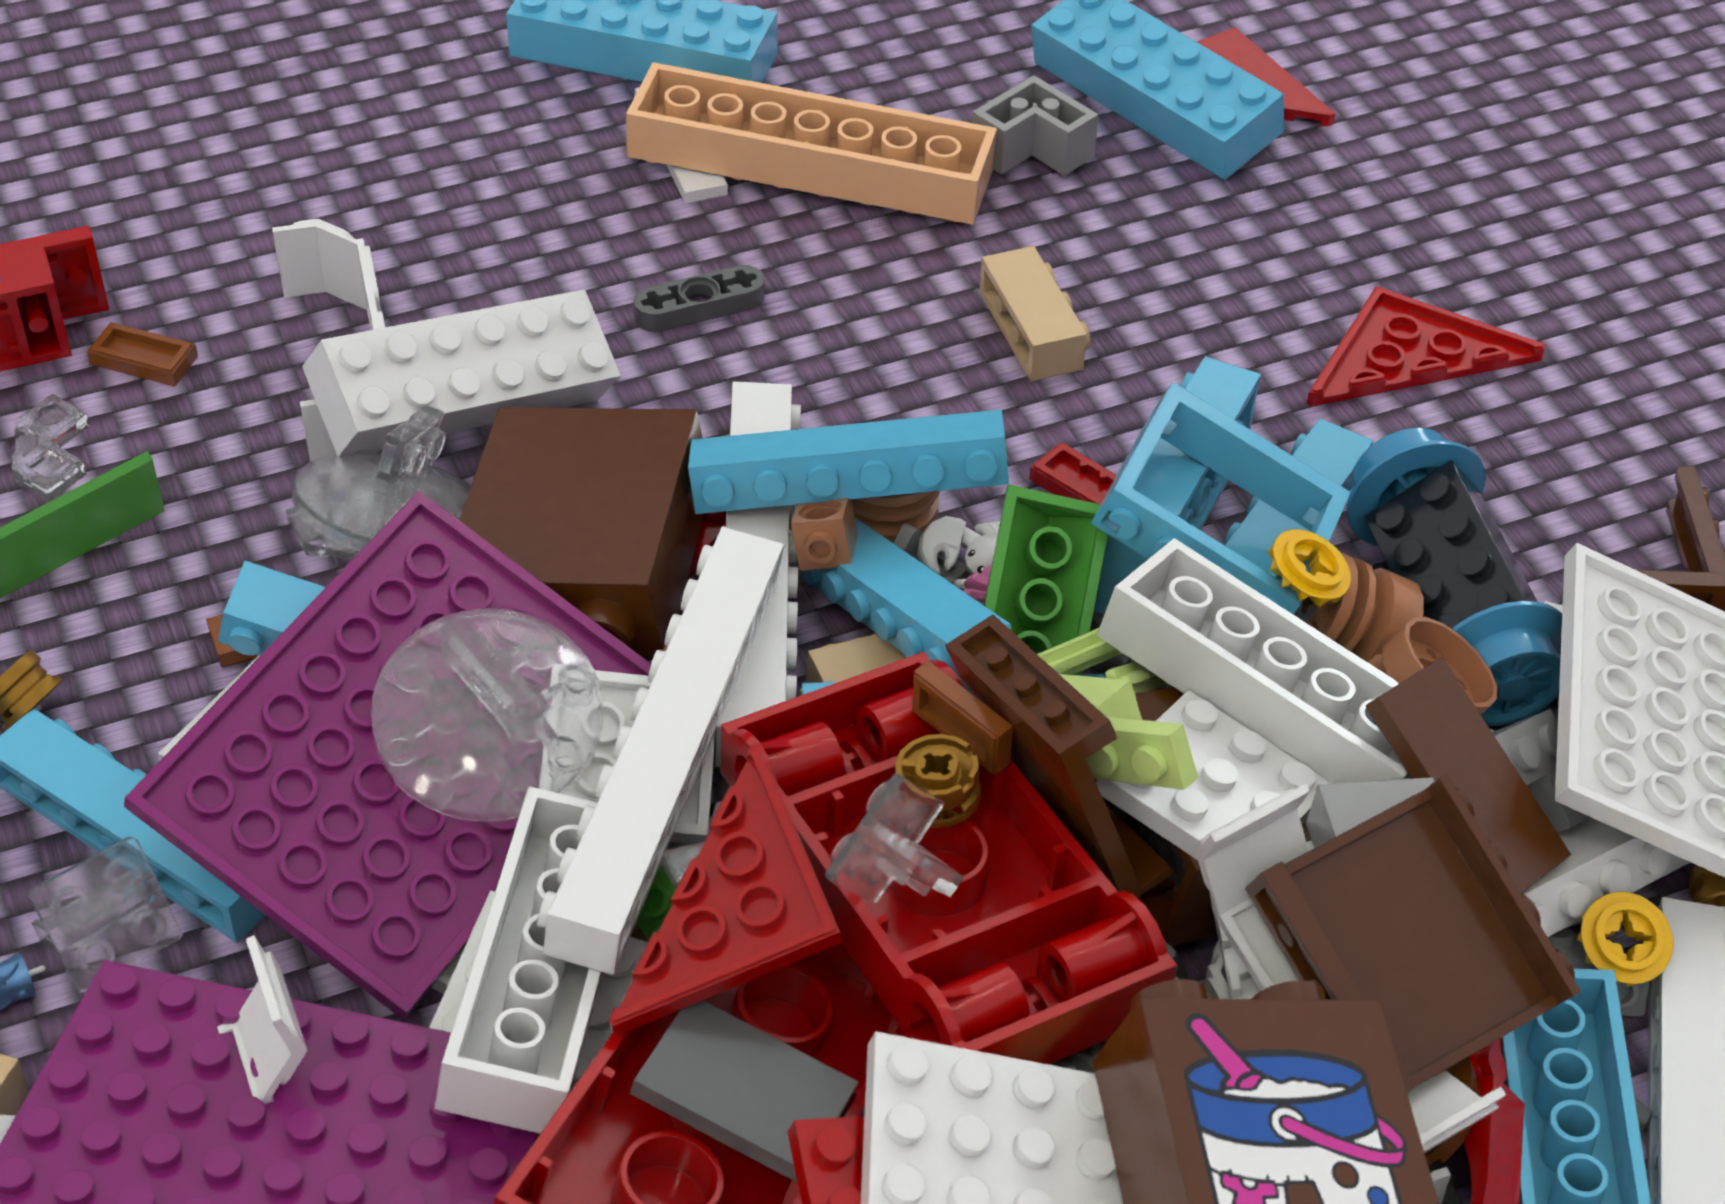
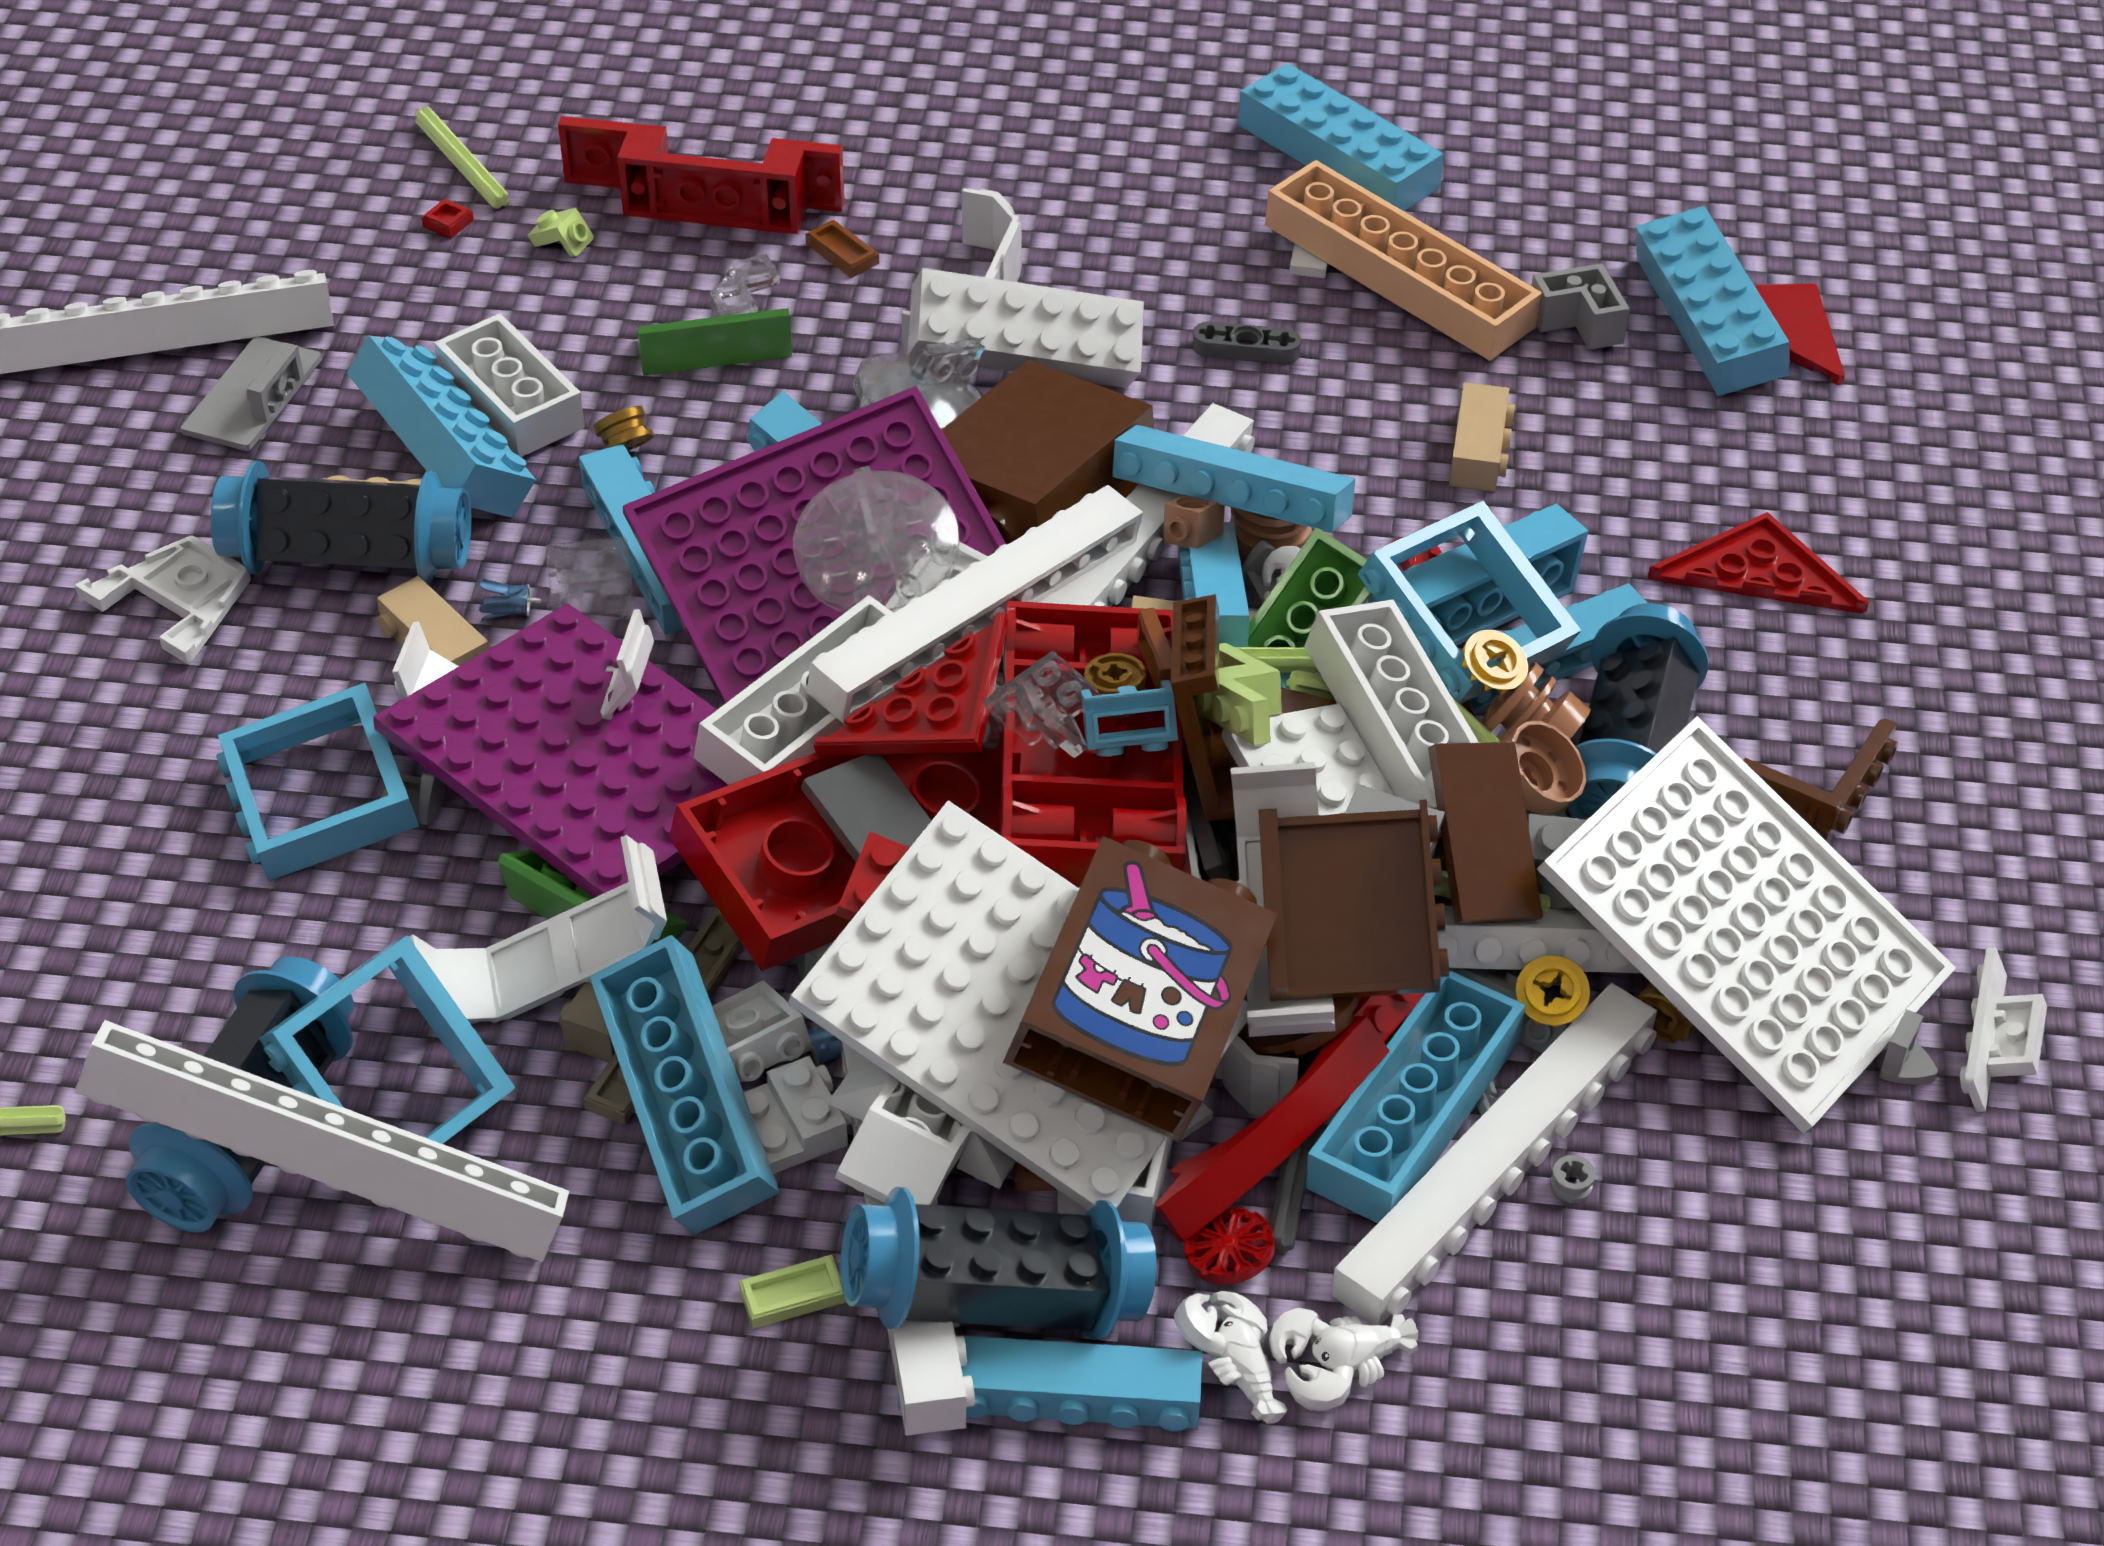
camera: 30 degrees right, 0 degrees up
(997, 801) = (1129, 701): none -> medium azure window

